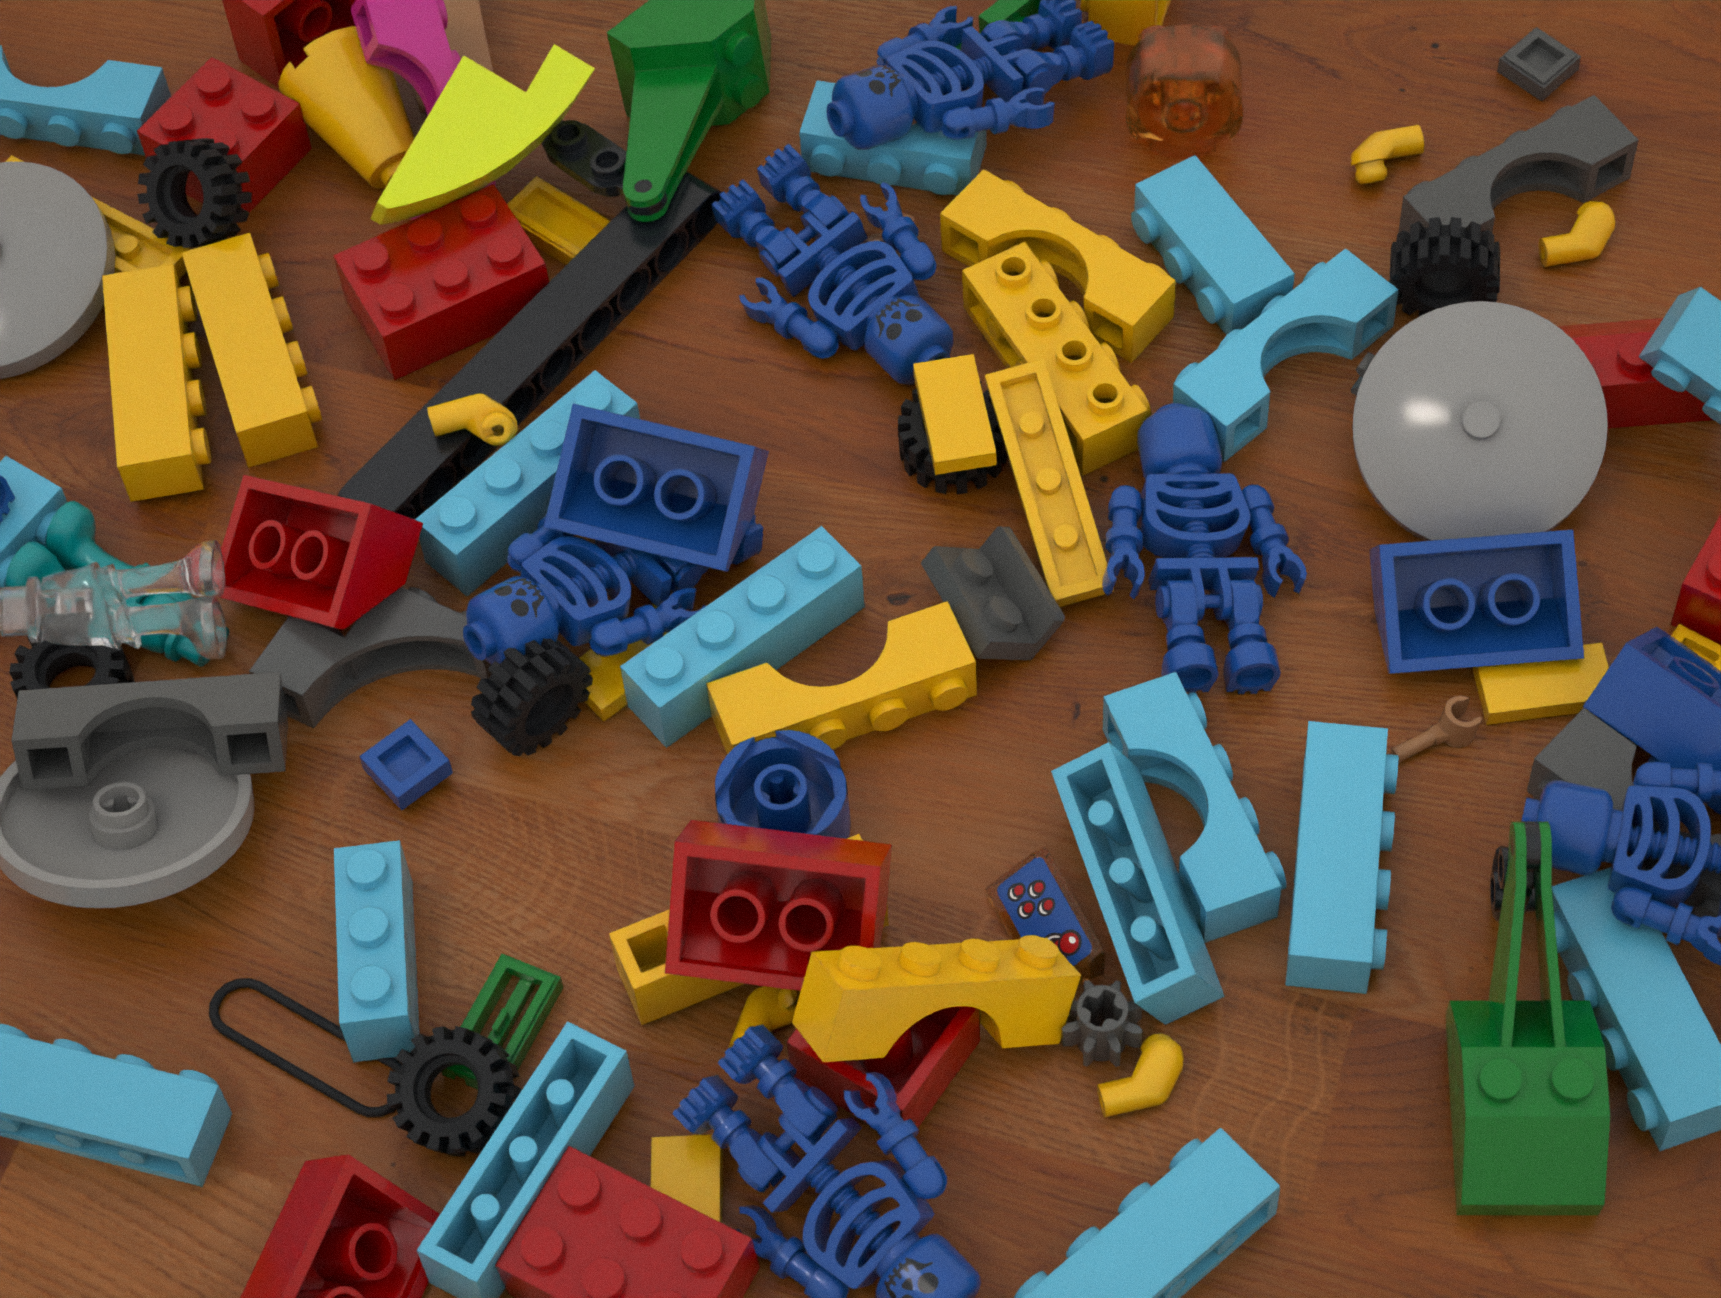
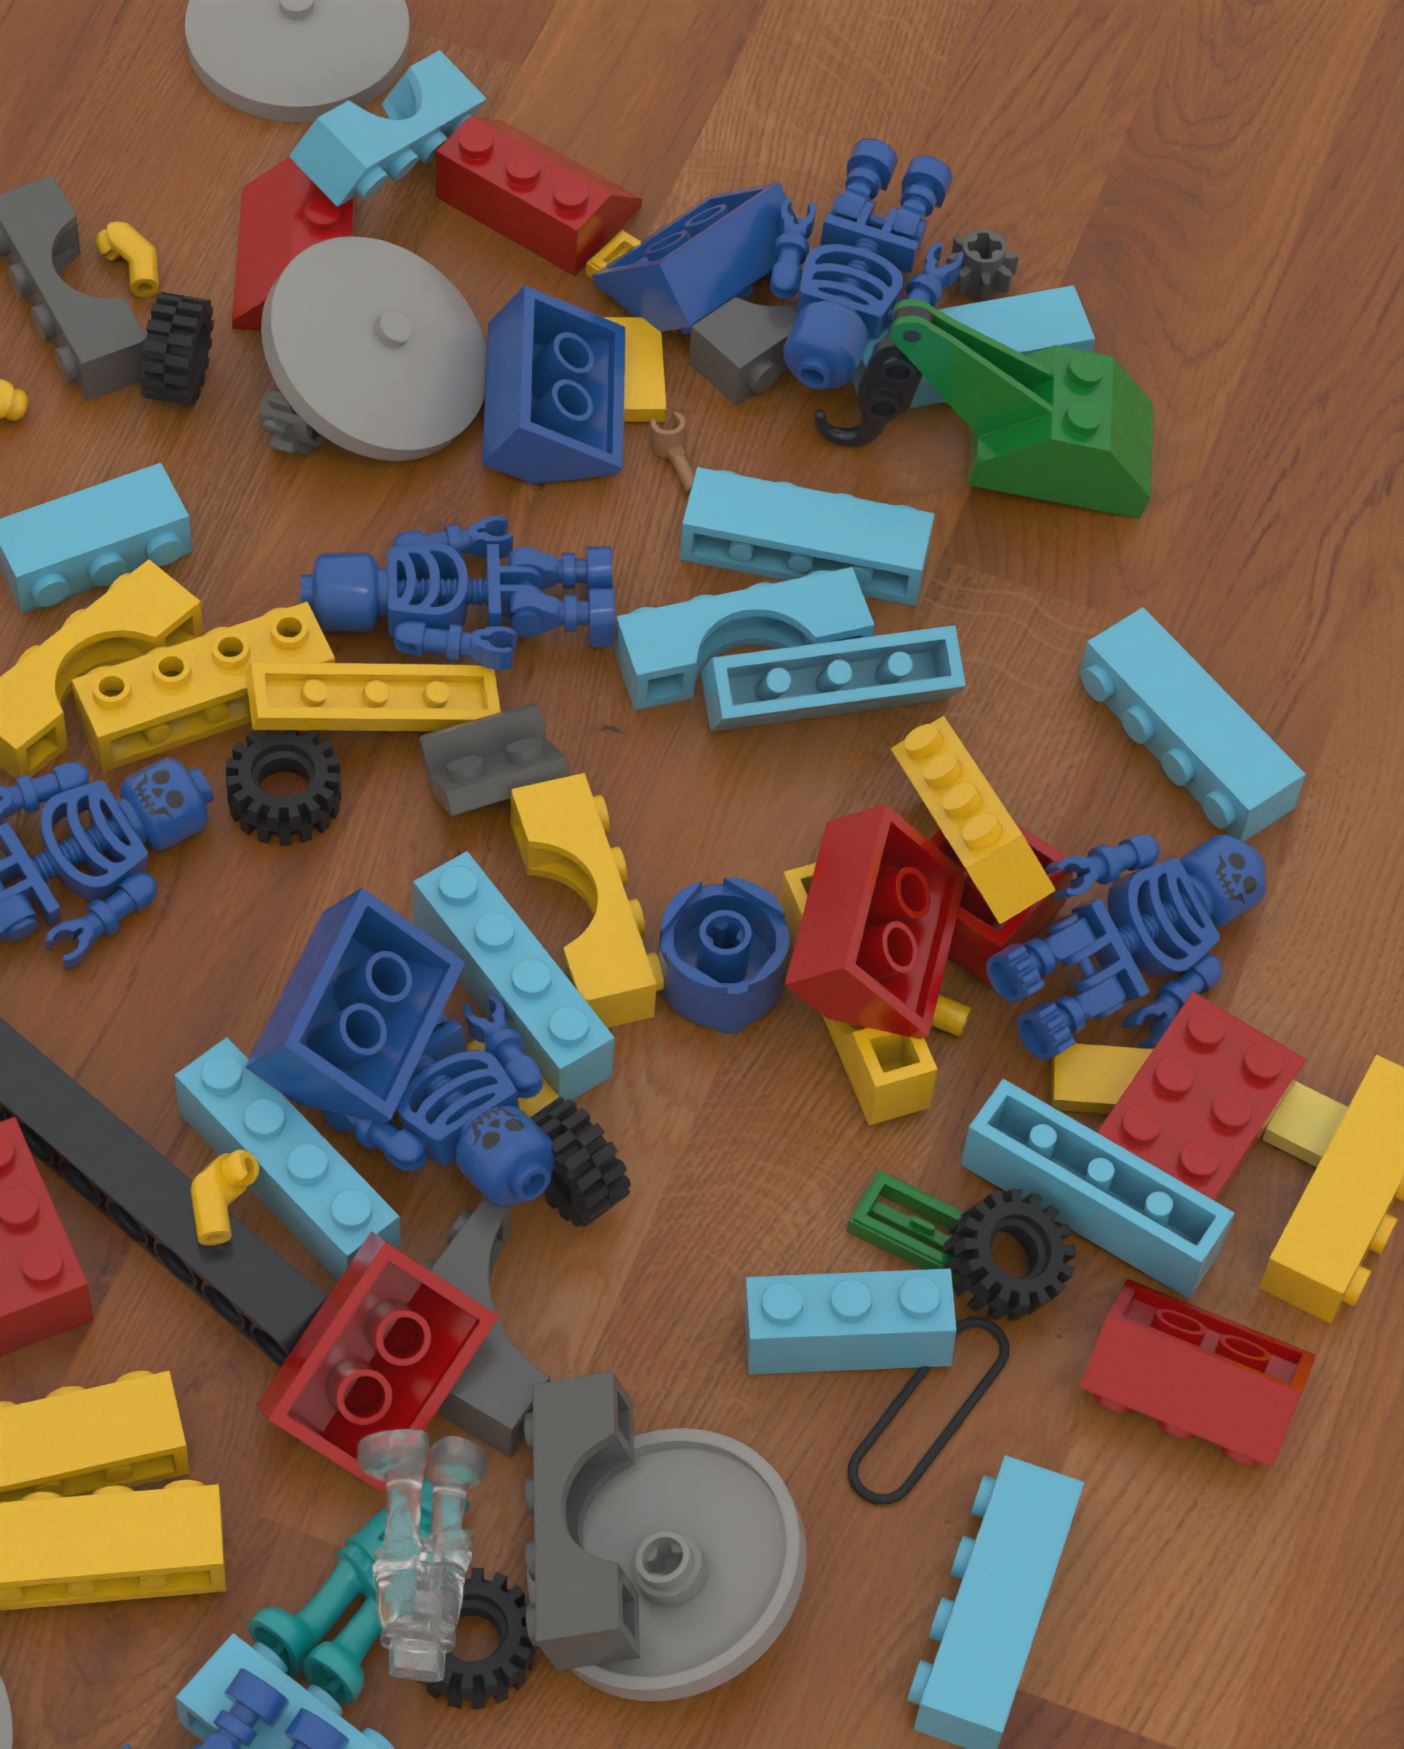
camera: 95 degrees left, 0 degrees up
(406, 764) = (621, 1301): blue plate -> none
(954, 414) = (285, 760): yellow tile -> none
(1039, 903) = (846, 766): slope -> none
(1117, 1030) = (971, 723): dark grey gear -> none
(1150, 1081) = (1016, 707): yellow arm -> none
(1333, 311) = (265, 540): medium azure arch -> none

